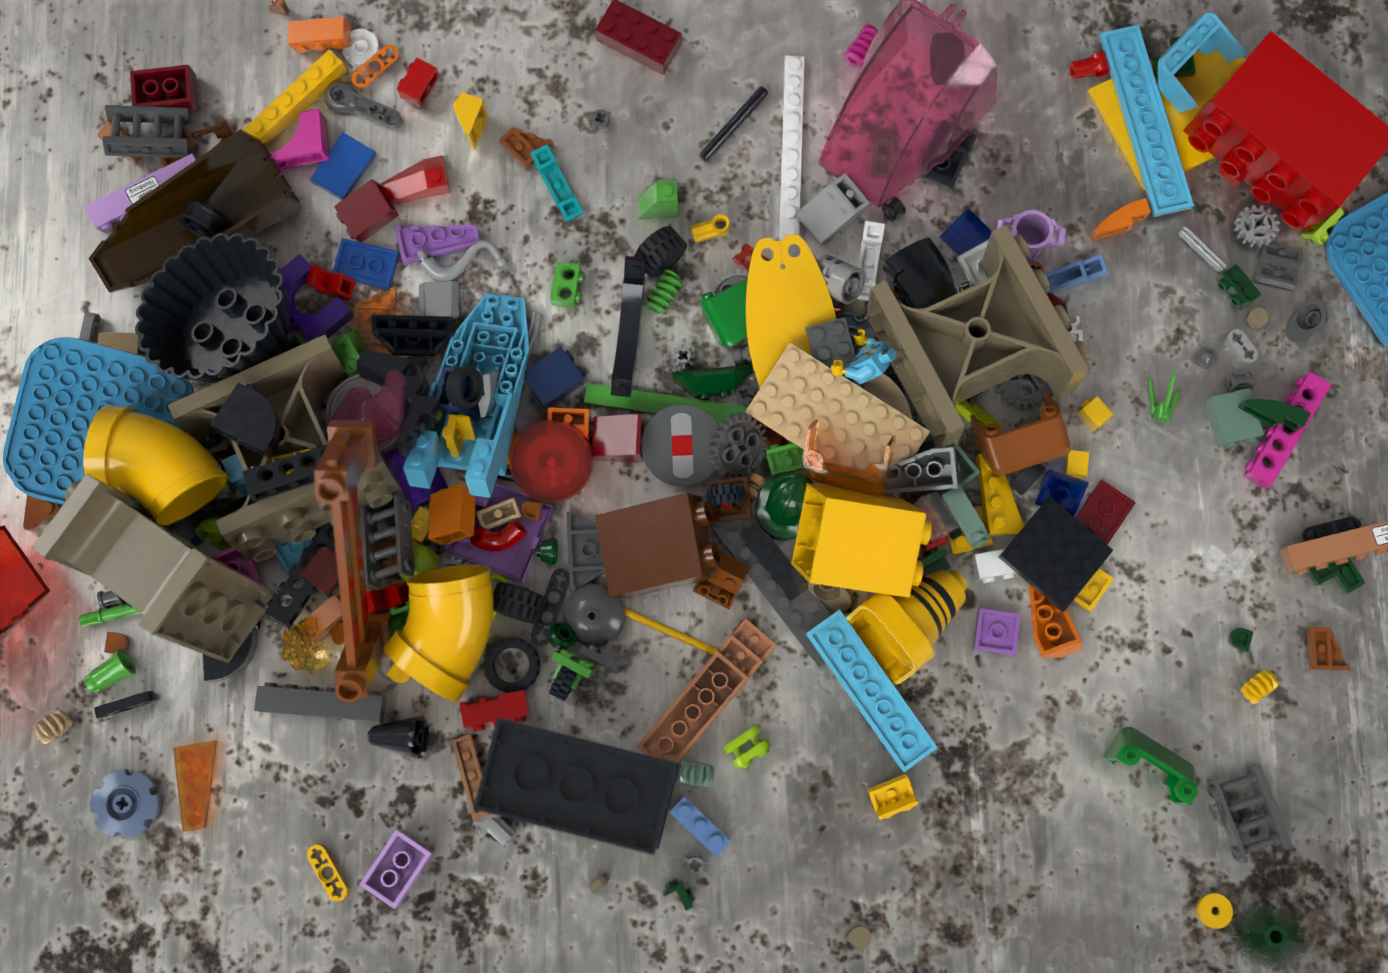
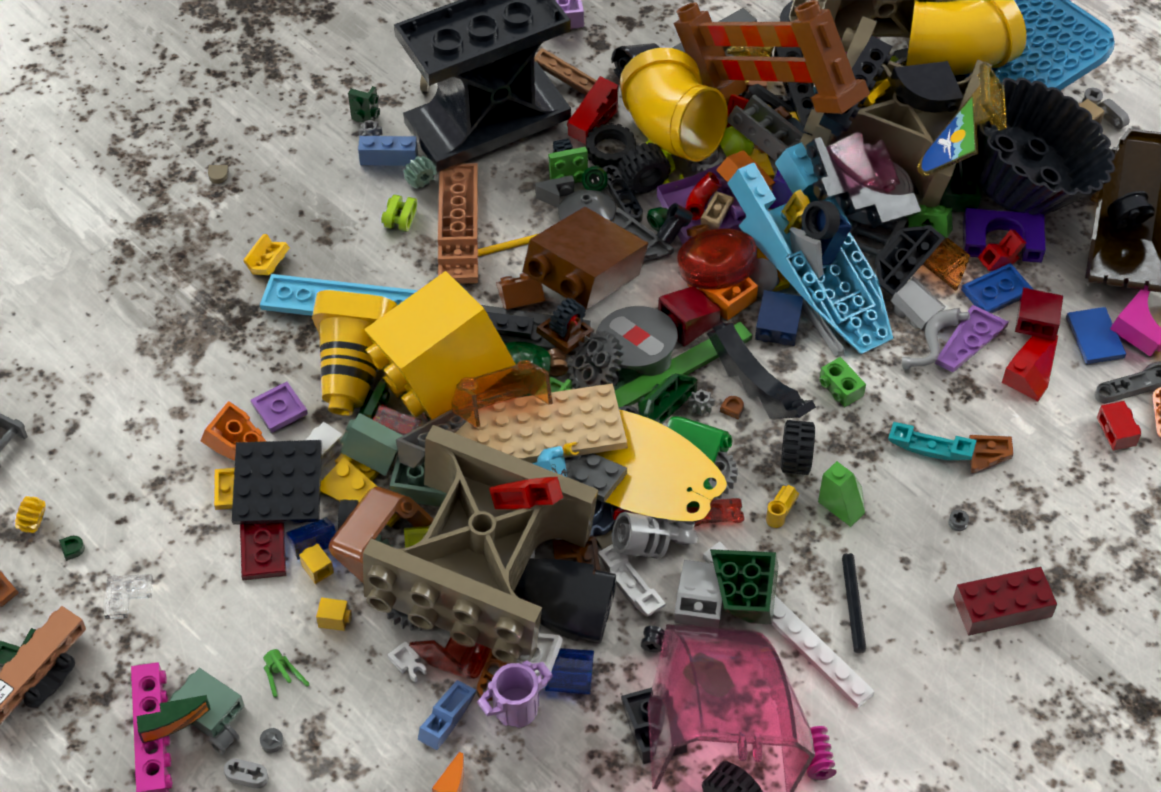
camera: 135 degrees right, 25 degrees down
(289, 351) = (959, 137): none -> piece
(322, 570) = (789, 94): clear red piece -> none
(471, 116) = (1048, 426): yellow slope -> none
(548, 527) = (676, 219): none -> black piece
(661, 338) = (732, 406): none -> dark orange tile
(663, 292) = (764, 431): bright green piece -> none
(802, 181) = (747, 583): none -> dark green wedge
(924, 325) = (526, 493): none -> red slope
(1133, 745) = (79, 405): green windscreen -> none

